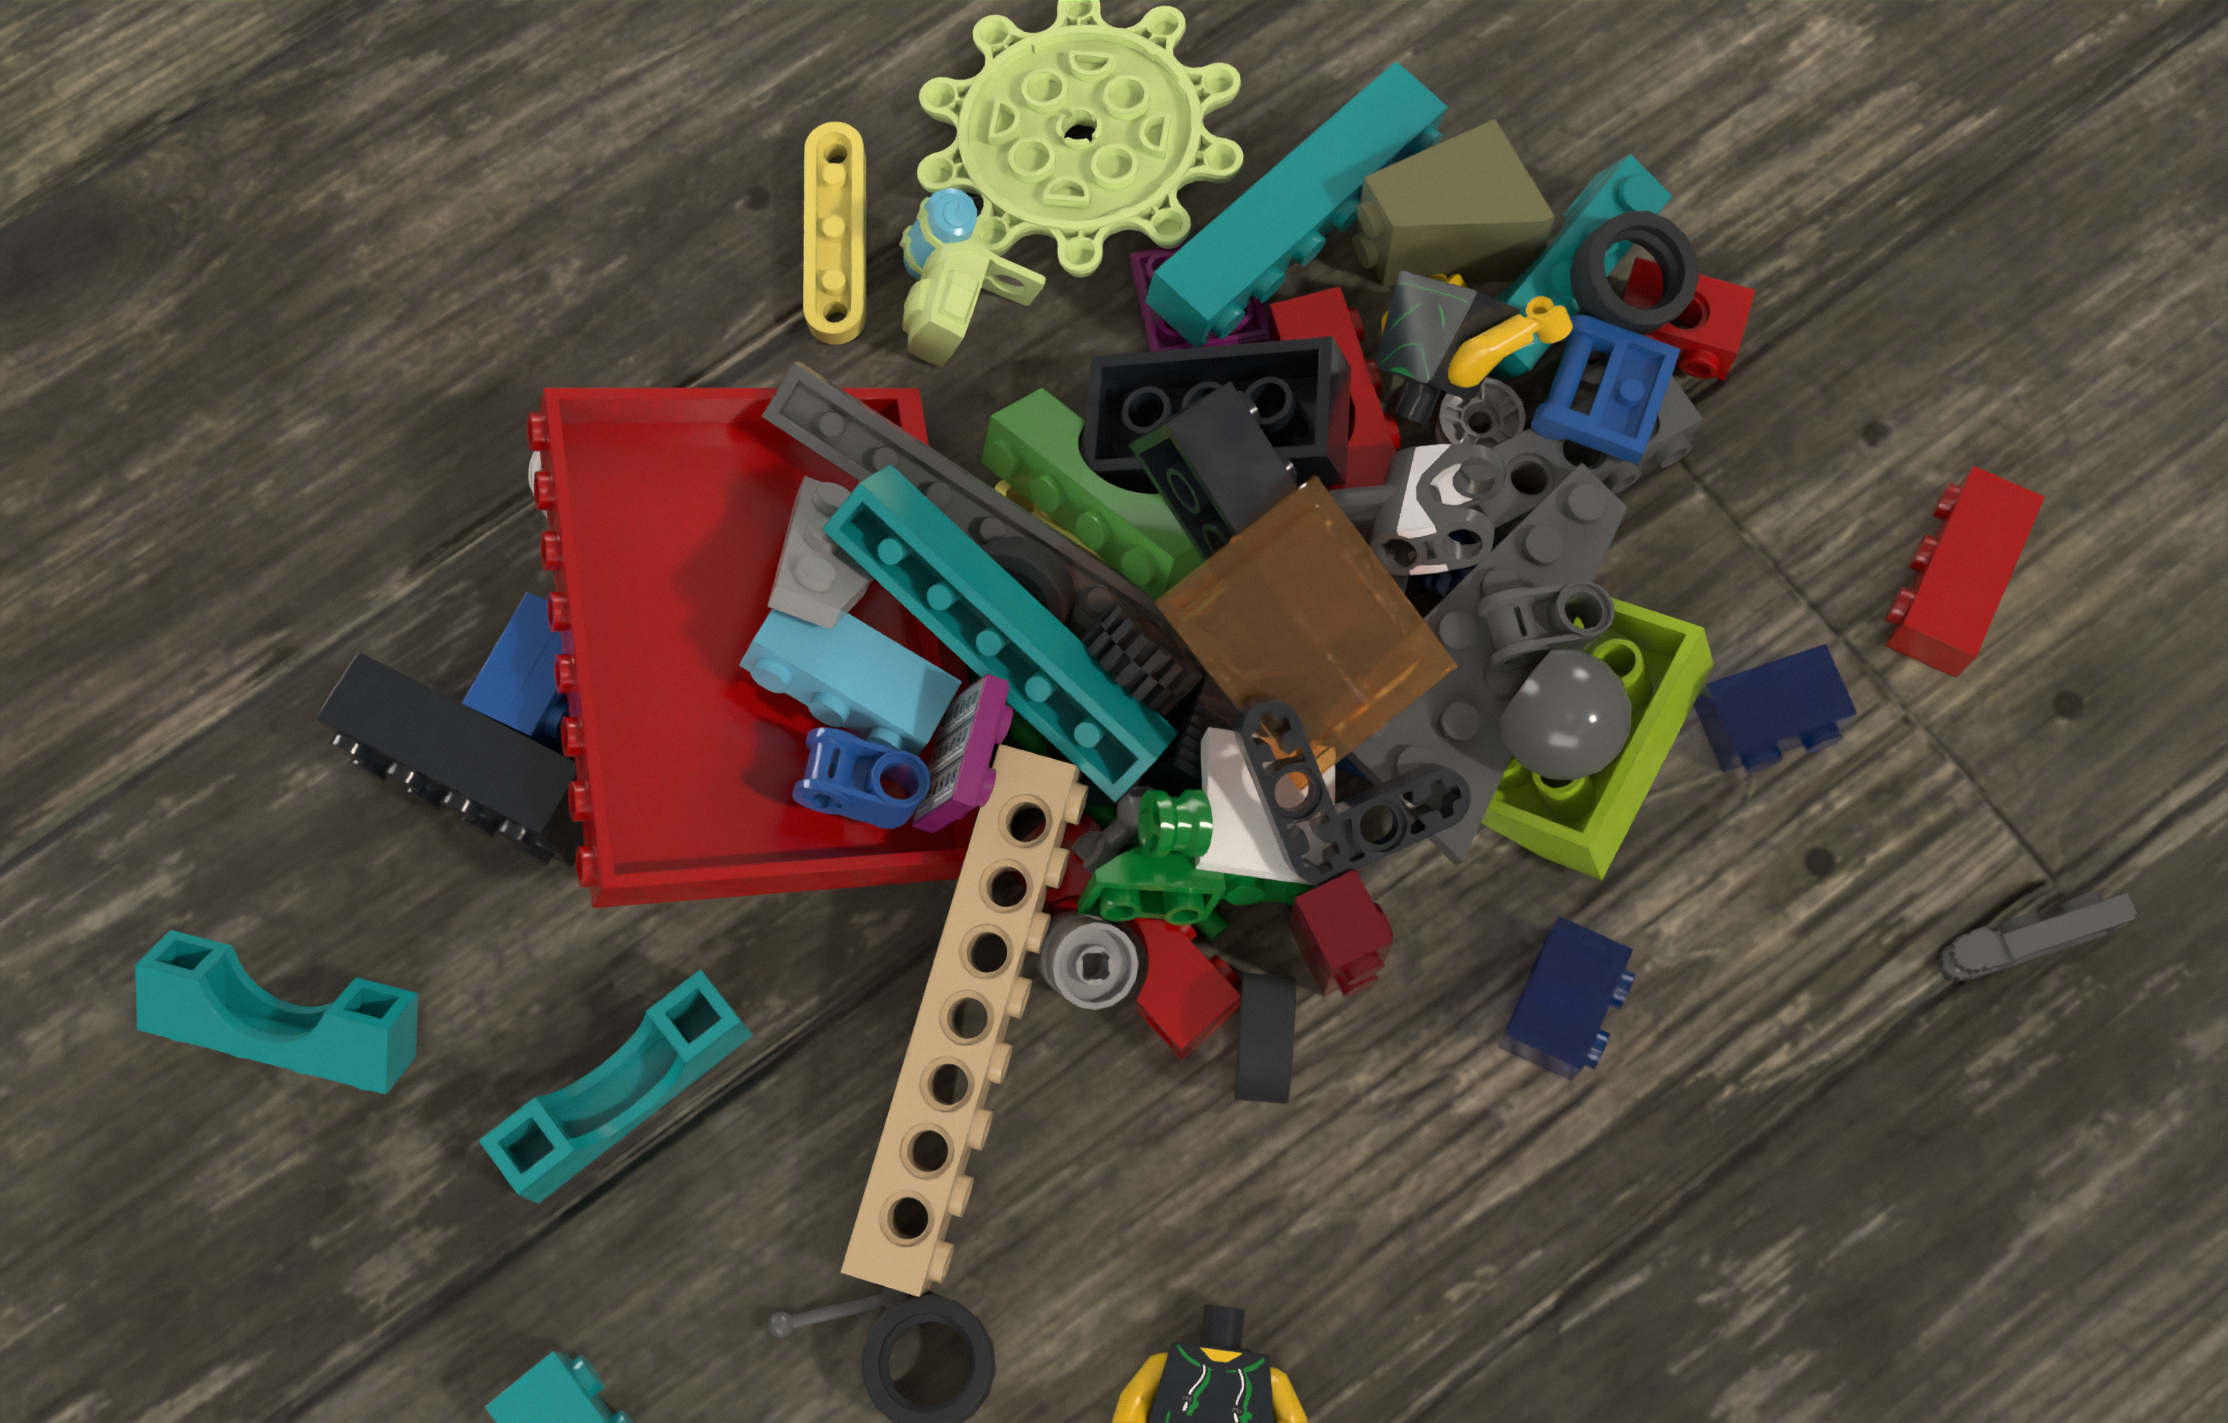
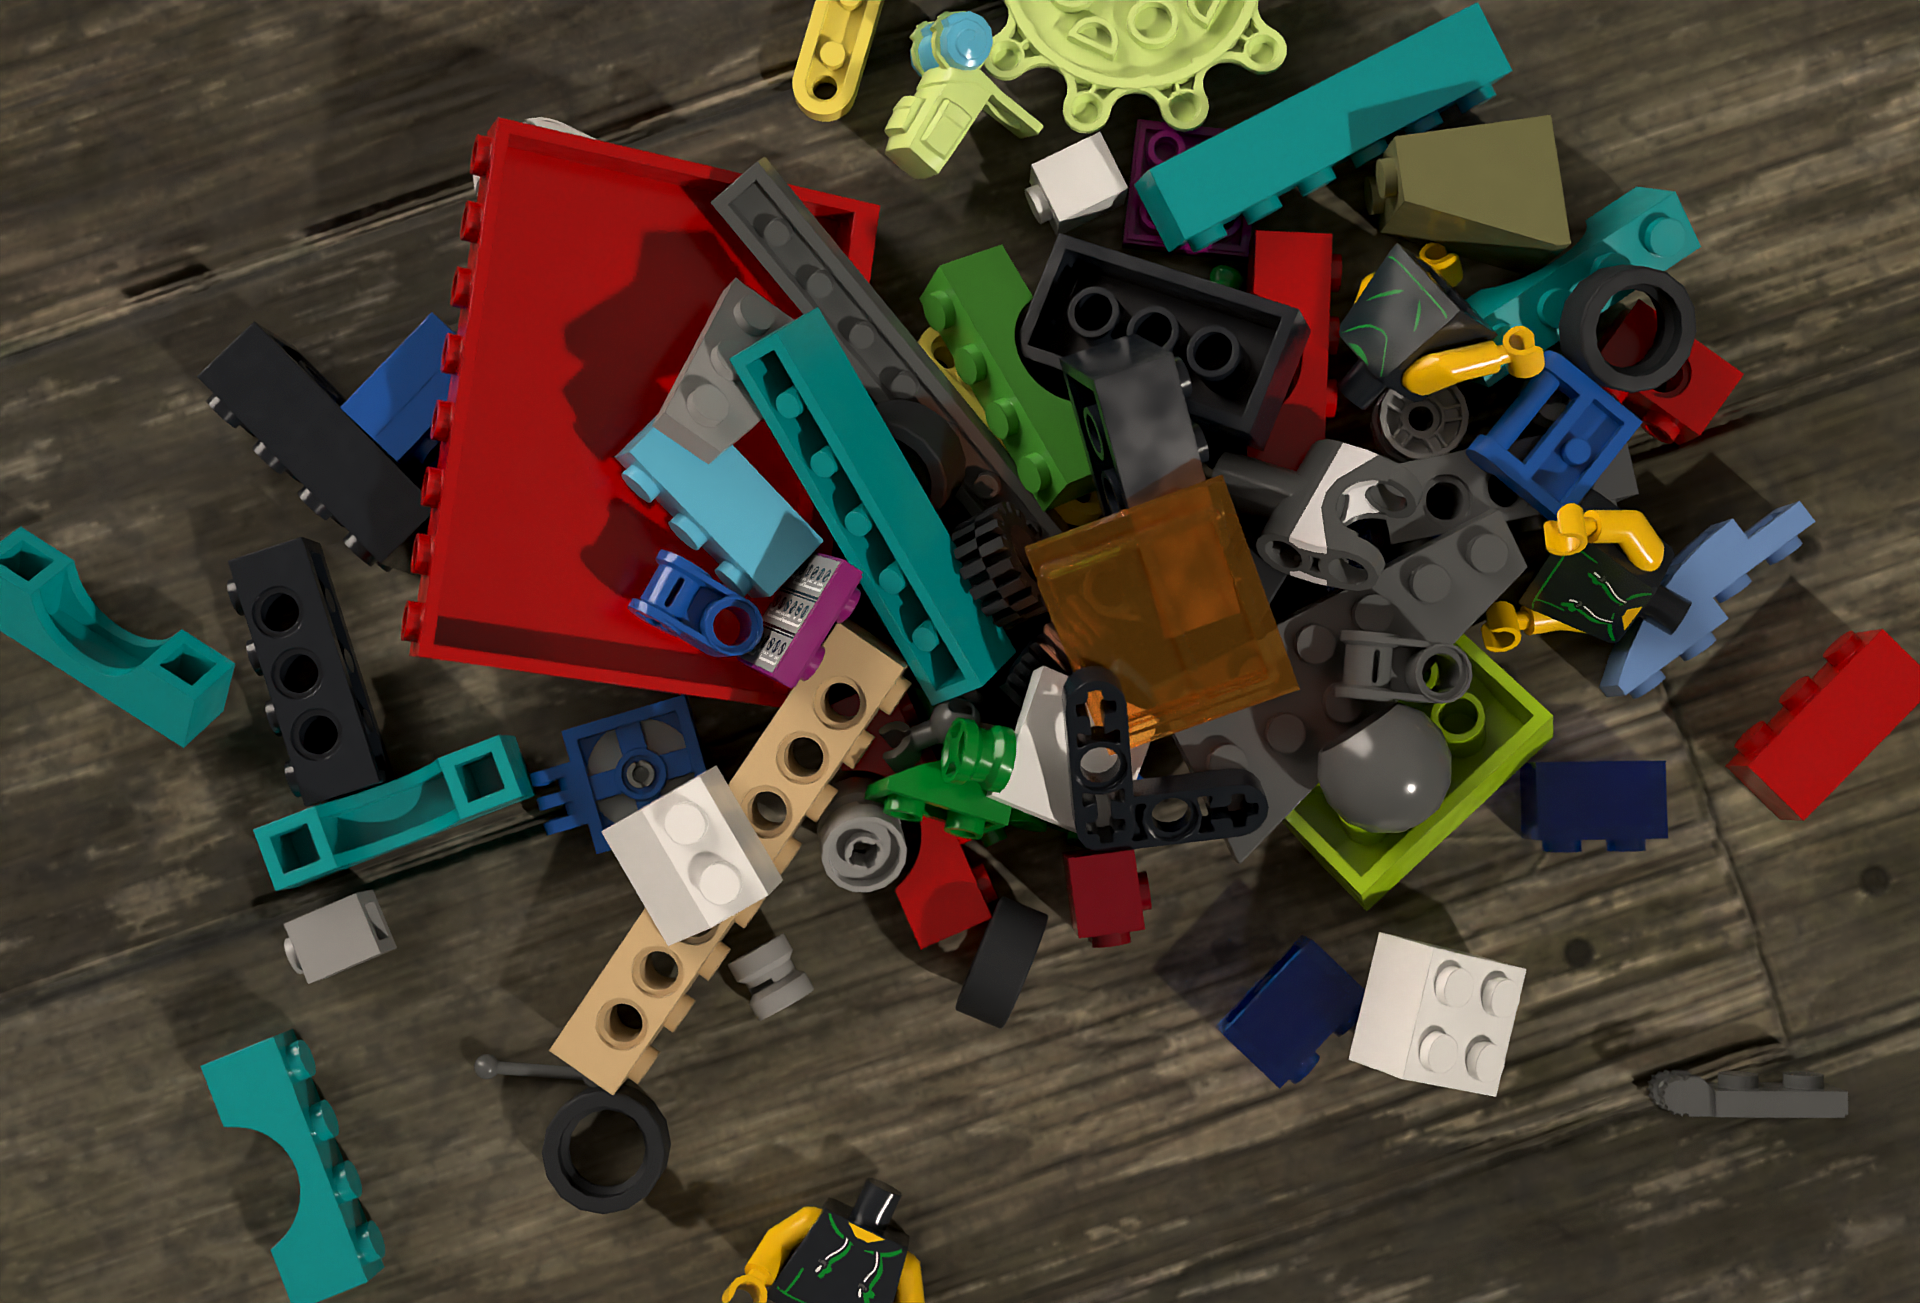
camera: 15 degrees right, 15 degrees up
(454, 894) = (257, 590): none -> black brick
(591, 1236) = (338, 936): none -> light grey brick
(840, 985) = (622, 766): none -> blue piece
(924, 1015) = (693, 857): none -> white slope
(1041, 1133) = (771, 977): none -> light grey wheel
(1092, 321) = (1076, 185): none -> white brick
(1691, 502) = (1594, 580): none -> torso
(1706, 946) = (1437, 1015): none -> white brick
(1789, 499) = (1704, 569): none -> medium blue slope

